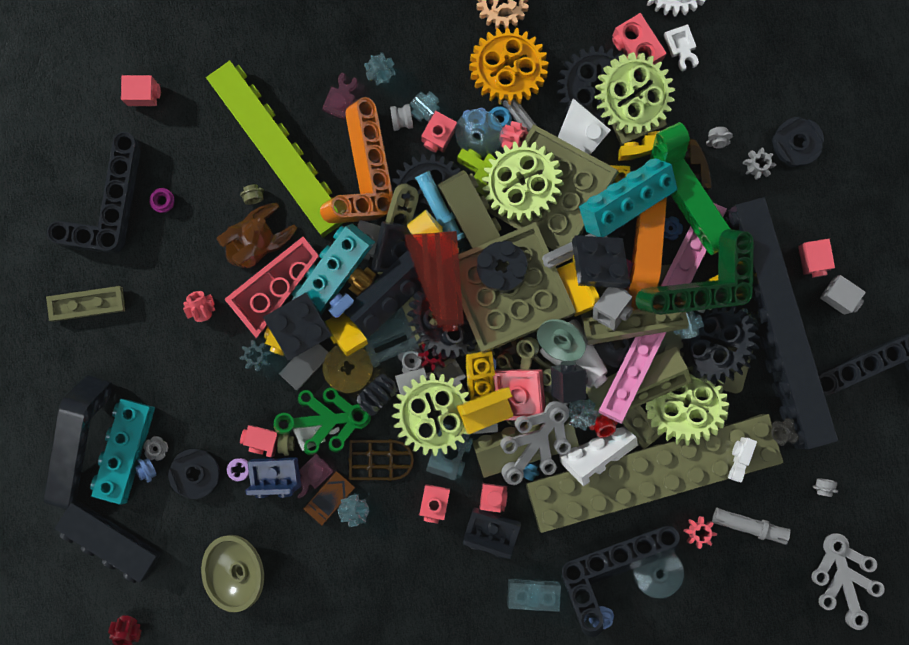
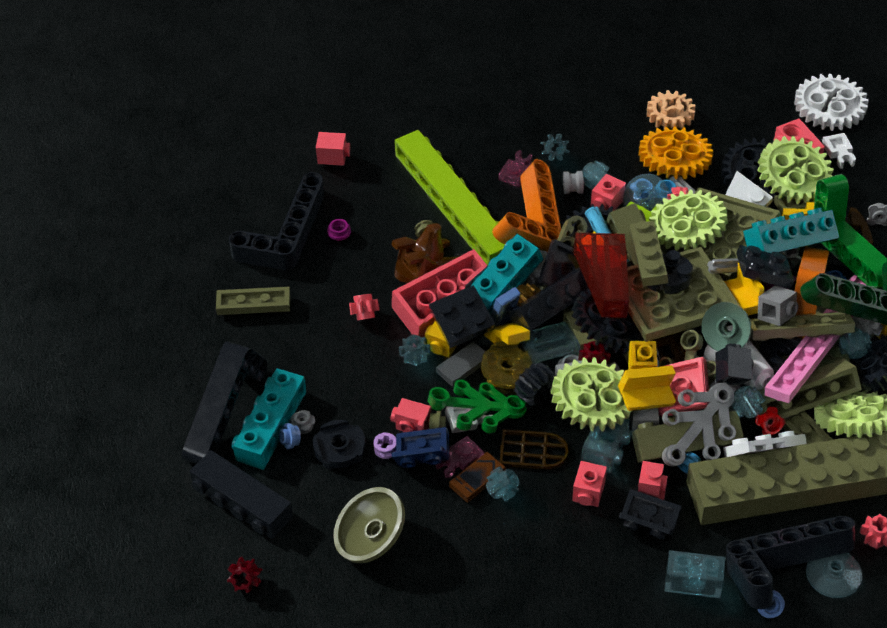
camera: 10 degrees right, 35 degrees down
(481, 249) = (648, 253): none -> olive plate

